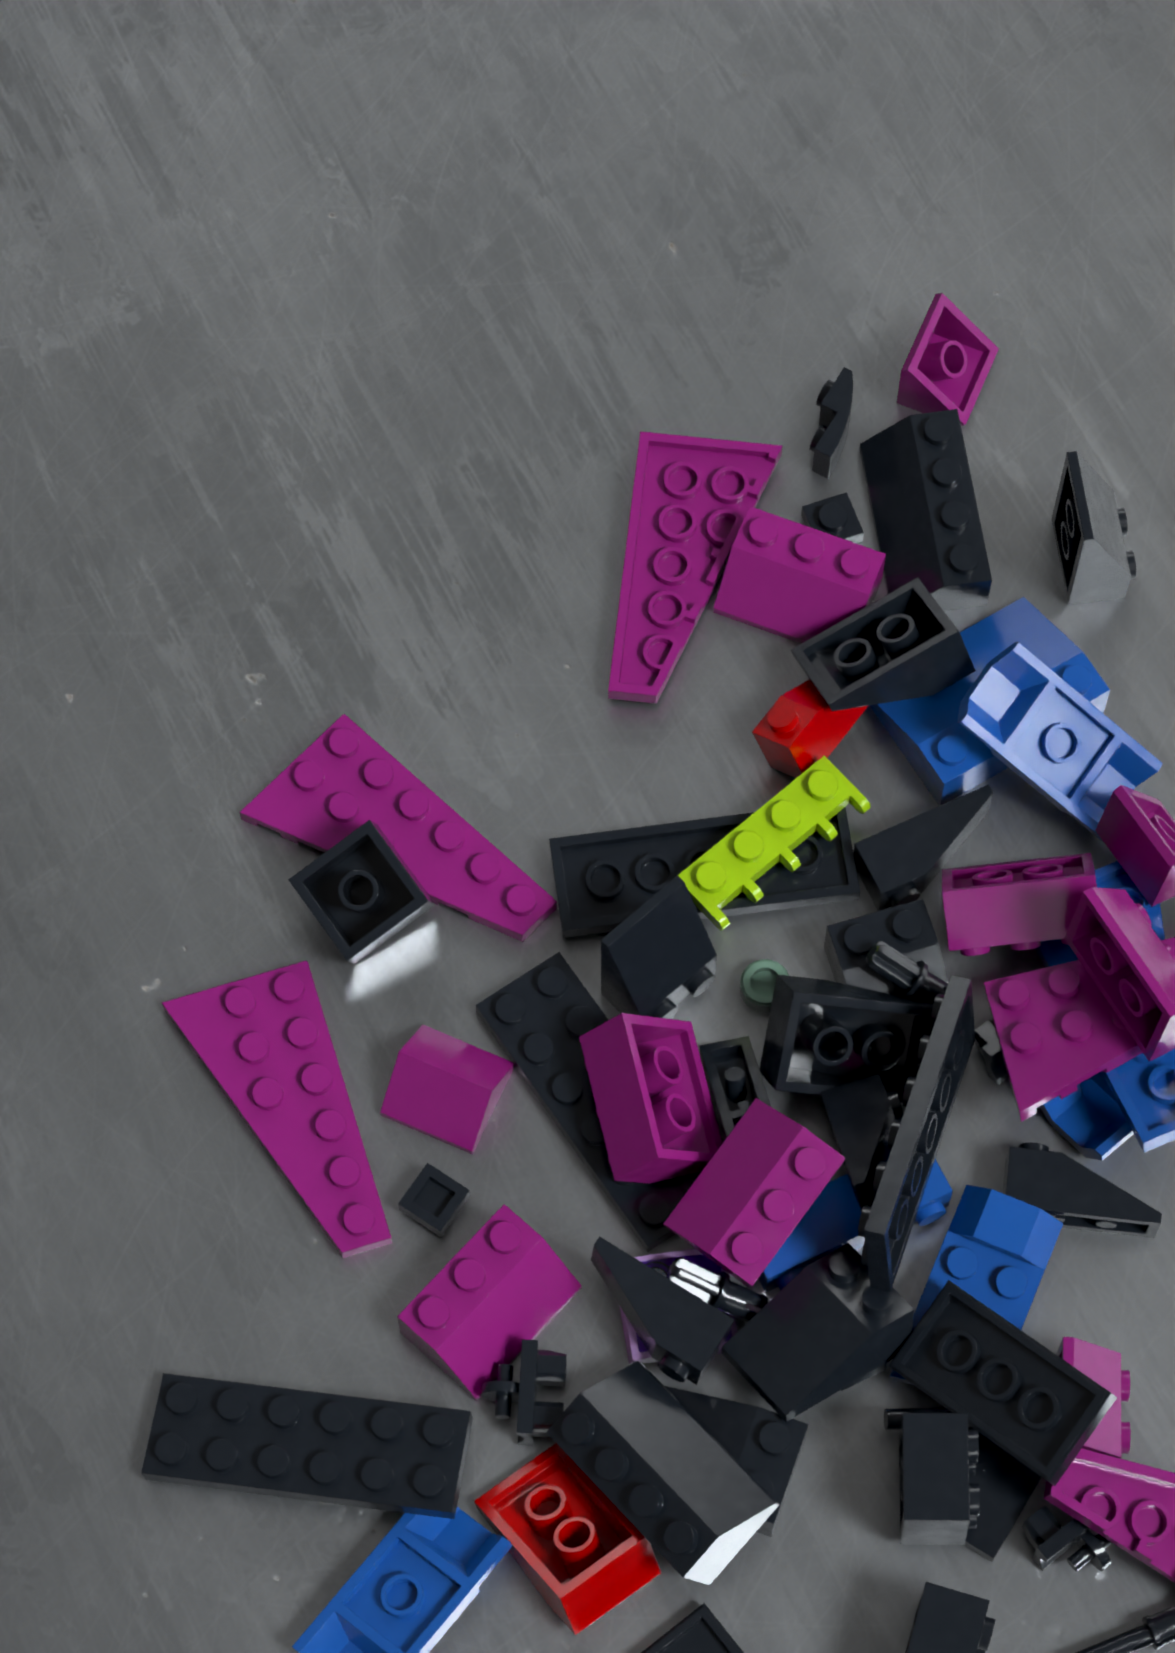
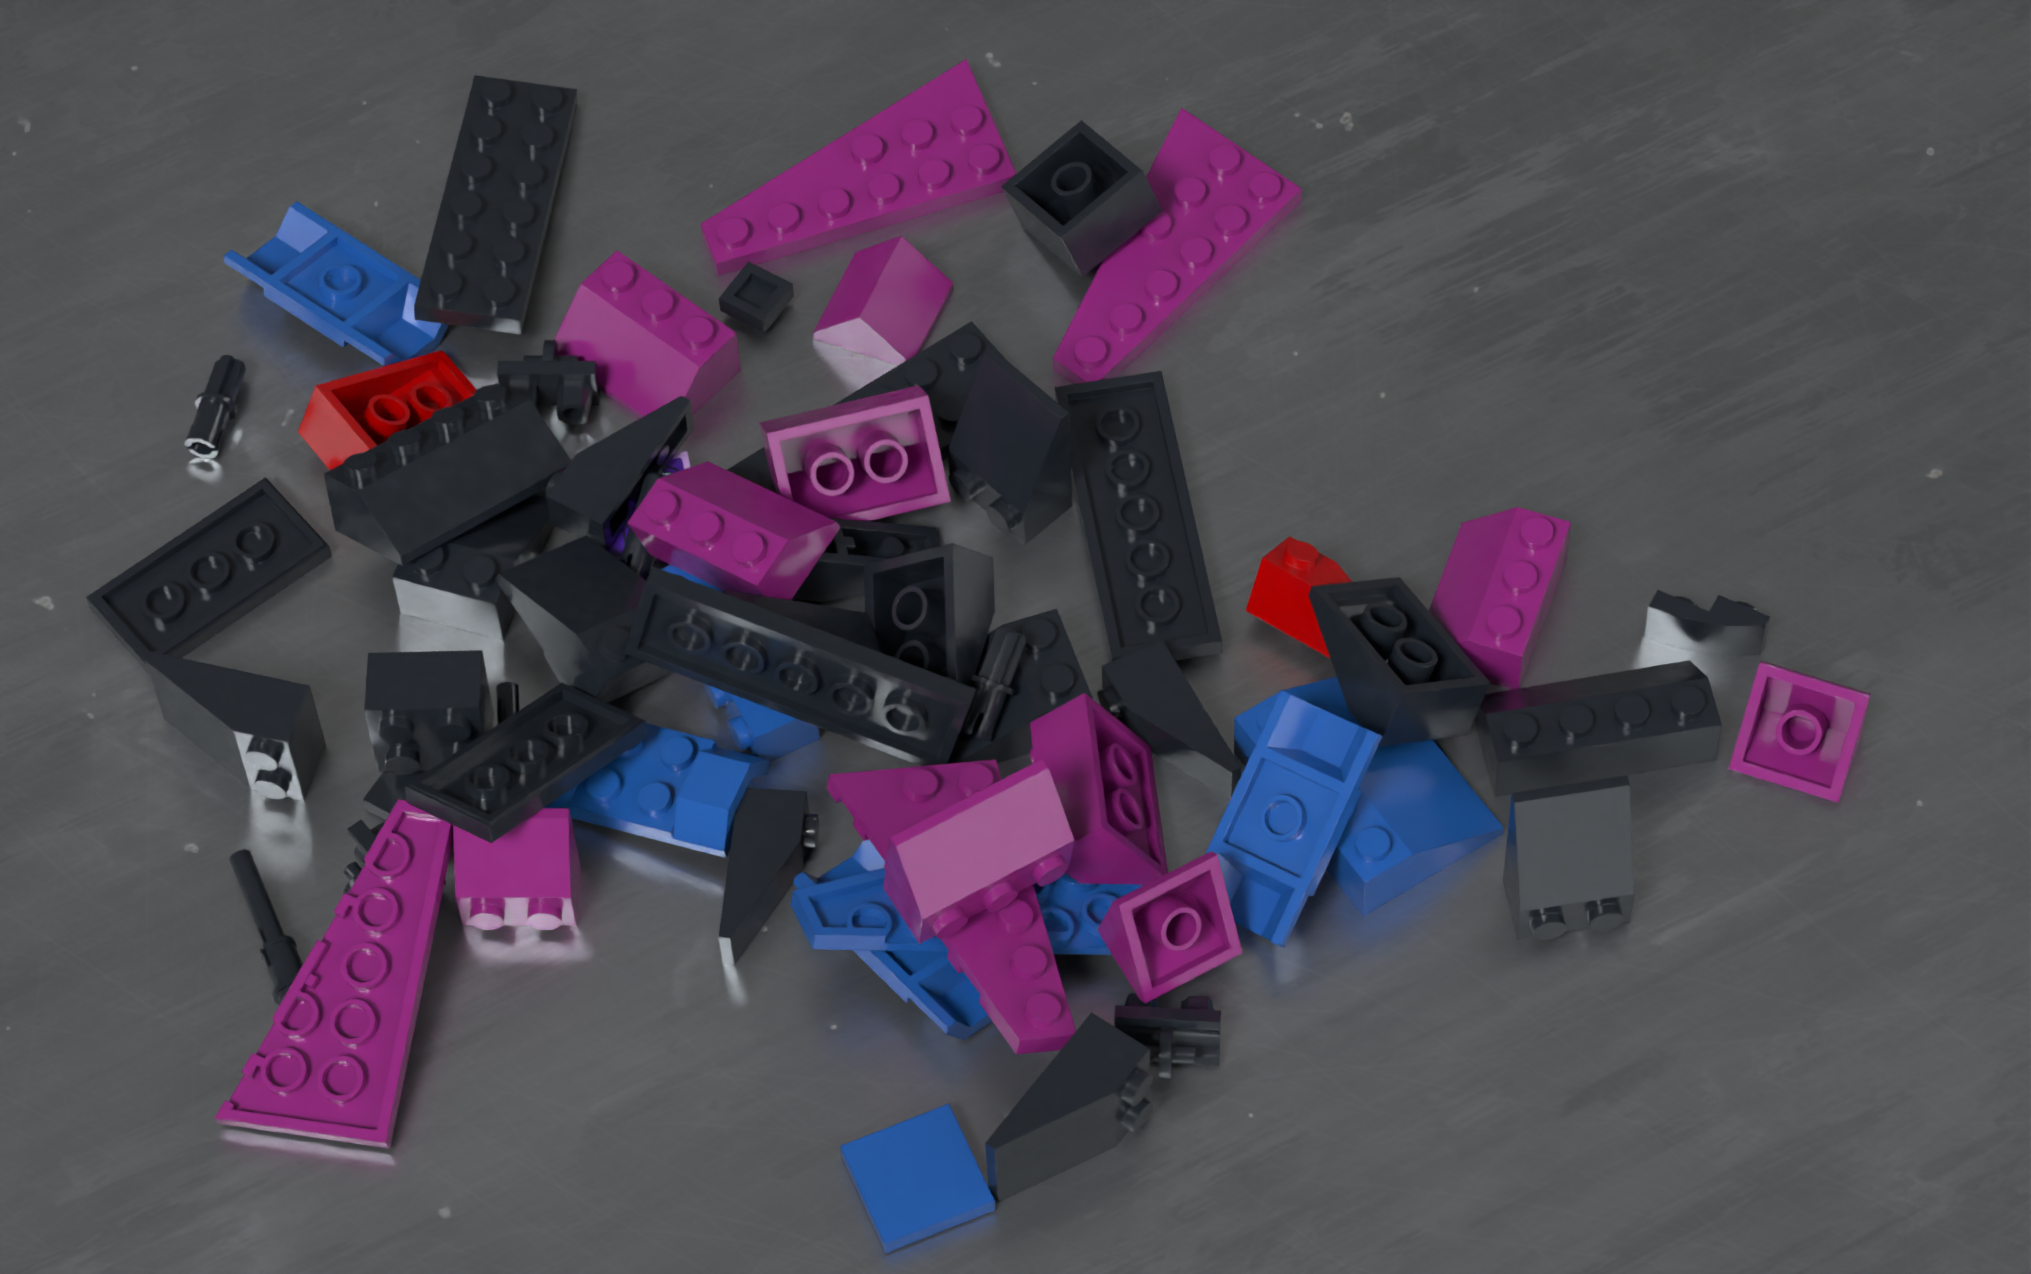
camera: 90 degrees right, 10 degrees down
(678, 542) = (1599, 480): magenta wing -> none
(758, 983) = (1012, 585): sand green tile -> none
(770, 838) = (1166, 563): lime hinge -> none
(834, 517) = (1581, 634): black plate -> none

